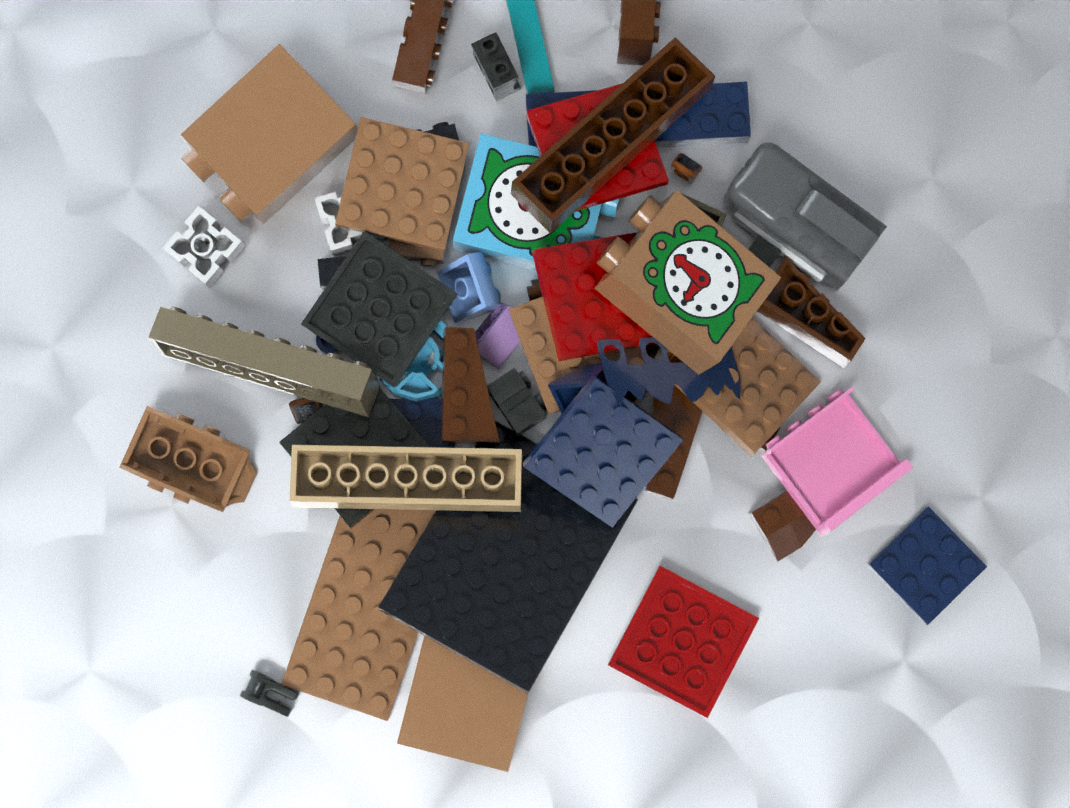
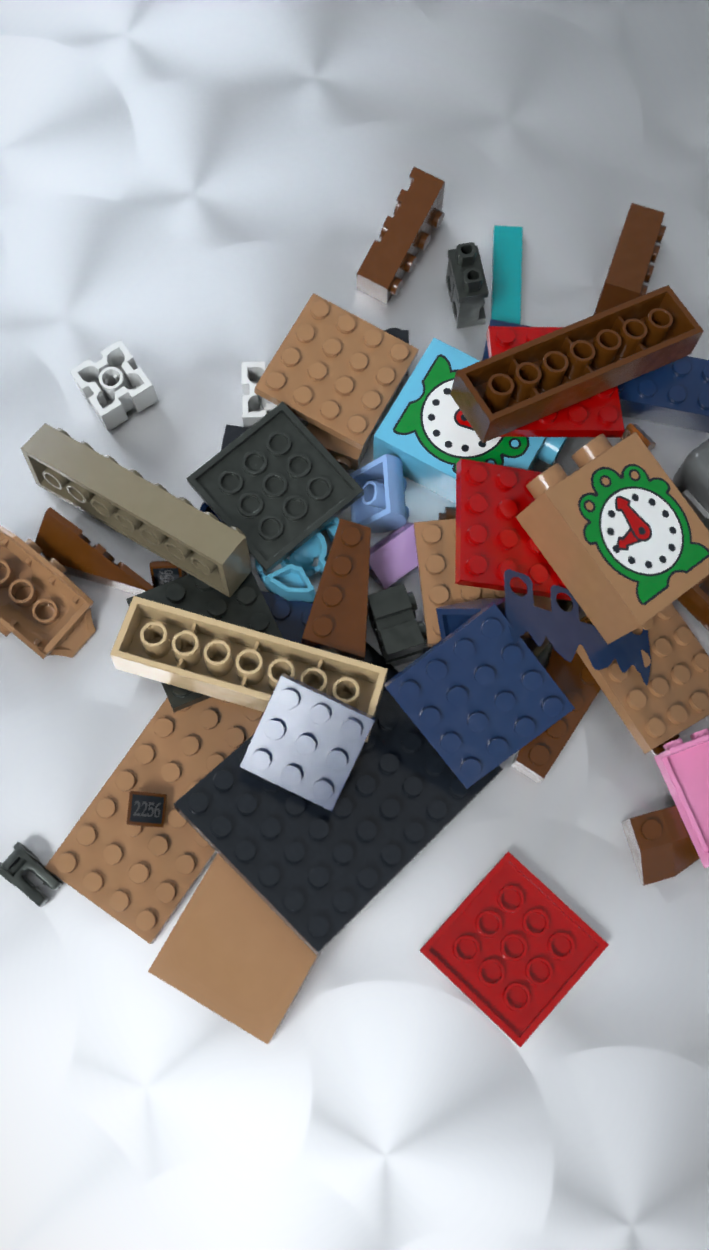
camera: 20 degrees right, 10 degrees down
(219, 411) = (72, 549): none -> reddish brown wedge
(268, 136) = (213, 295): medium nougat brick -> none
(353, 615) = (146, 809): none -> slope
(473, 528) = (307, 742): none -> plate

